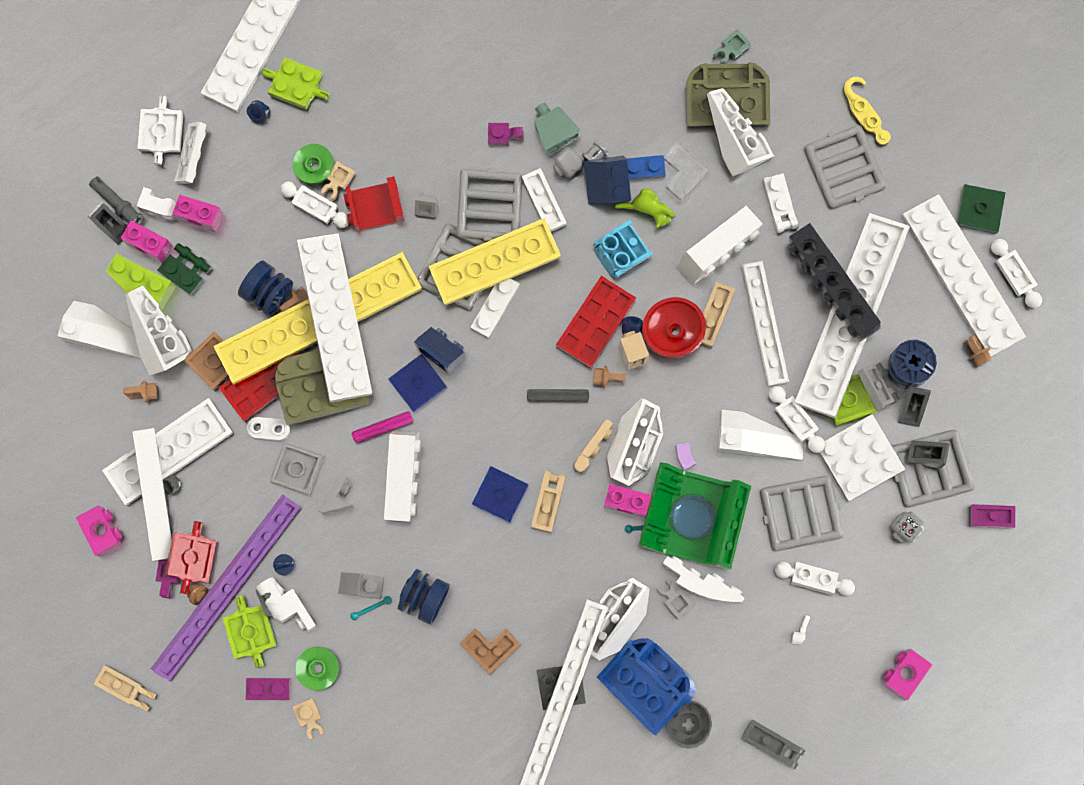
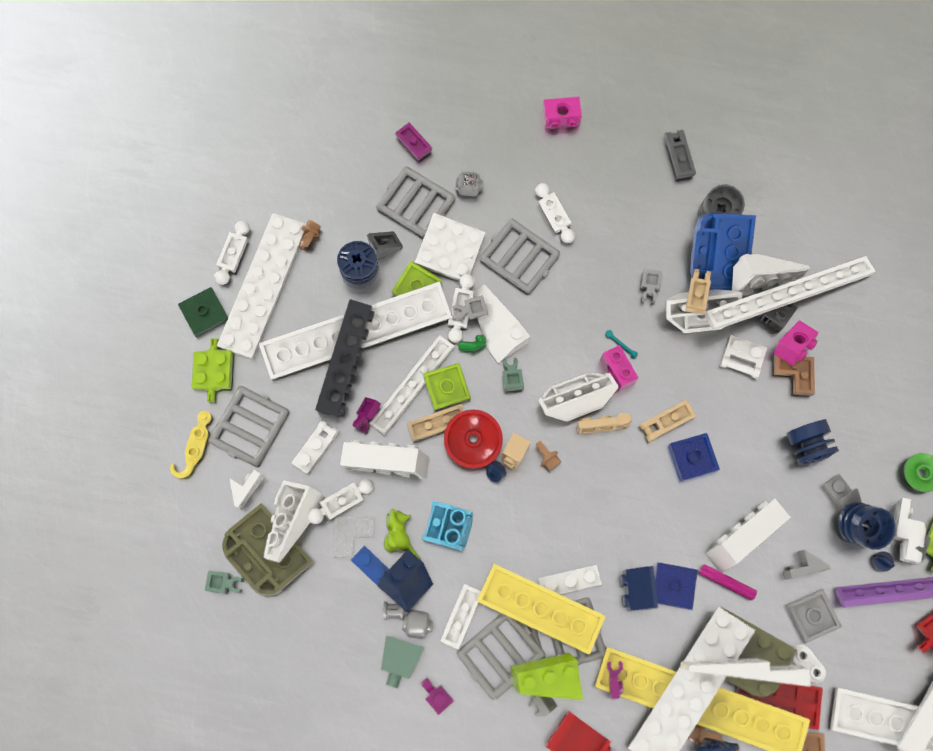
camera: 135 degrees left, 5 degrees down
(171, 484) = (914, 697): dark grey hinge -> none
(308, 365) = (752, 669): none -> white slope
(322, 571) = (866, 525): none -> dark blue wheel
(387, 600) = (833, 469): teal hinge -> none
(388, 264) = (615, 685): none -> magenta plate
(440, 219) = (549, 677): none -> lime wedge
(520, 679) = (796, 343): none -> dark pink brick
(547, 624) = (744, 351): none -> white plate
(574, 395) = (591, 479): dark grey axle -> none
(596, 321) = (516, 498): red plate -> none
(604, 694) = (764, 271): none -> white wedge
(629, 618) = (698, 293): none -> tan hinge
(684, 456) = (552, 359): lavender piece -> none
(695, 516) = (587, 315): green panel -> none
(698, 407) = (511, 377): none -> sand green plate
(709, 588) = (625, 272): white slope -> none
(716, 184) = (340, 501): none -> white plate
(738, 348) = (446, 386): none -> lime plate
(753, 402) = (473, 346): none -> green arm
(773, 266) = (366, 412): none -> magenta plate
(786, 425) = (473, 307): none -> light grey plate
(791, 116) = (242, 494): none -> white slope
(799, 637) = (600, 192): white hand -> none
(878, 385) = (391, 273): light grey plate -> none
(920, 175) = (212, 370): none -> lime plate
(929, 453) = (409, 205): dark grey slope -> none

